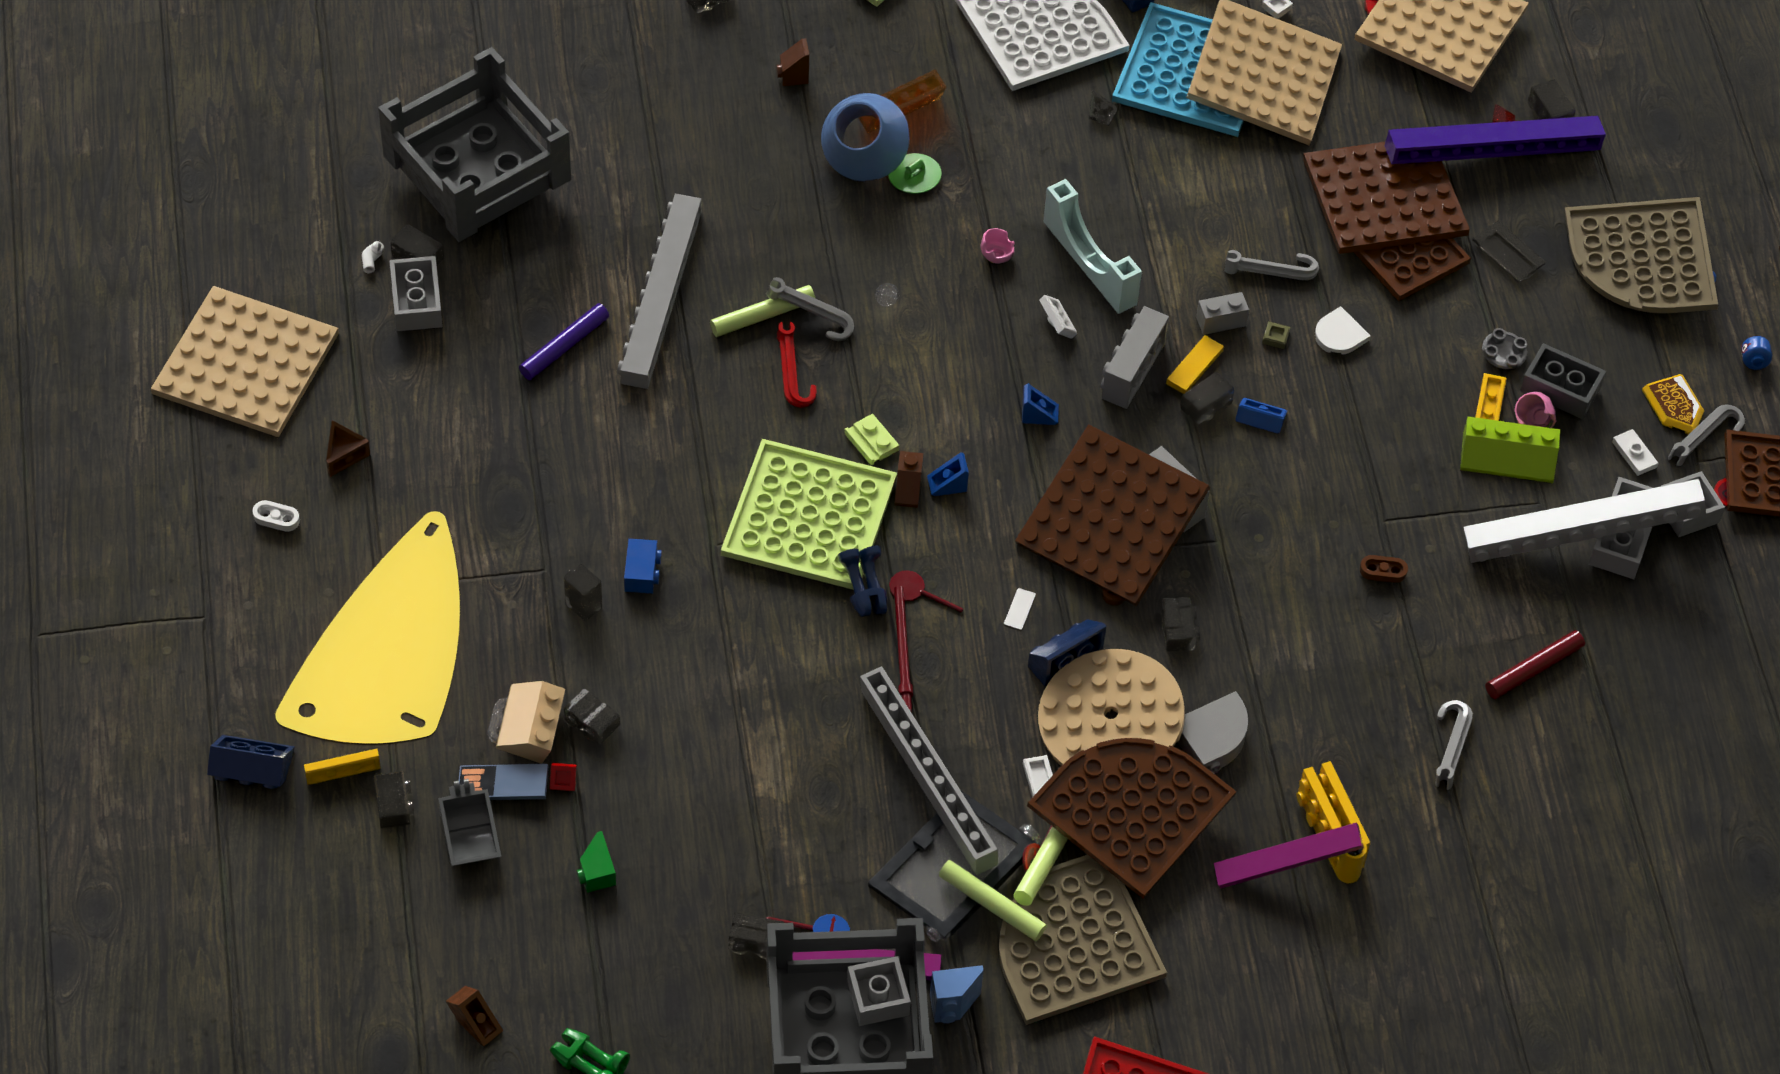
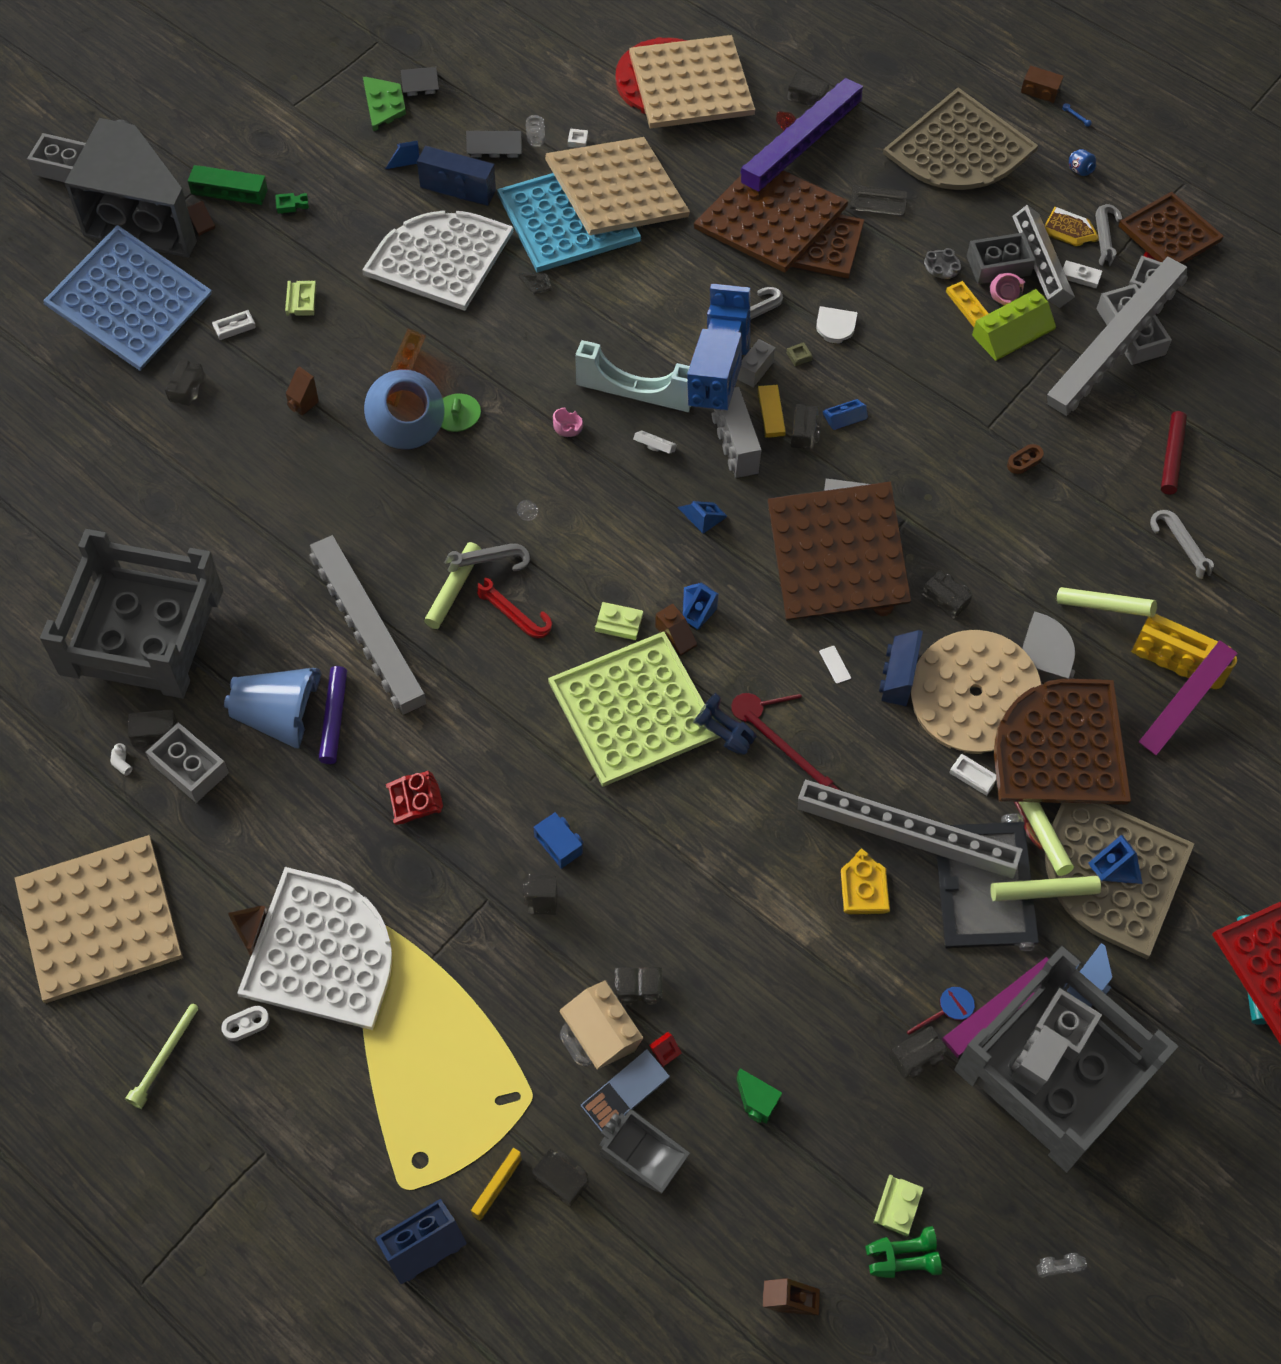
camera: 40 degrees left, 5 degrees up
(154, 506) = (138, 1096): none -> yellowish green piece
(380, 507) = (320, 952): none -> white plate
(528, 295) = (273, 702): none -> medium blue cone
(564, 450) = (414, 797): none -> red slope
(624, 1026) = (898, 1205): none -> yellowish green plate
(827, 995) = (1039, 1059): none -> light grey brick
(851, 789) = (864, 886): none -> yellow tile
(1073, 929) = (1117, 863): none -> blue slope
(1176, 273) = (720, 348): none -> blue brick
(1306, 729) = (1107, 602): none -> yellowish green piece
(1608, 408) = (1047, 263): none -> light grey brick

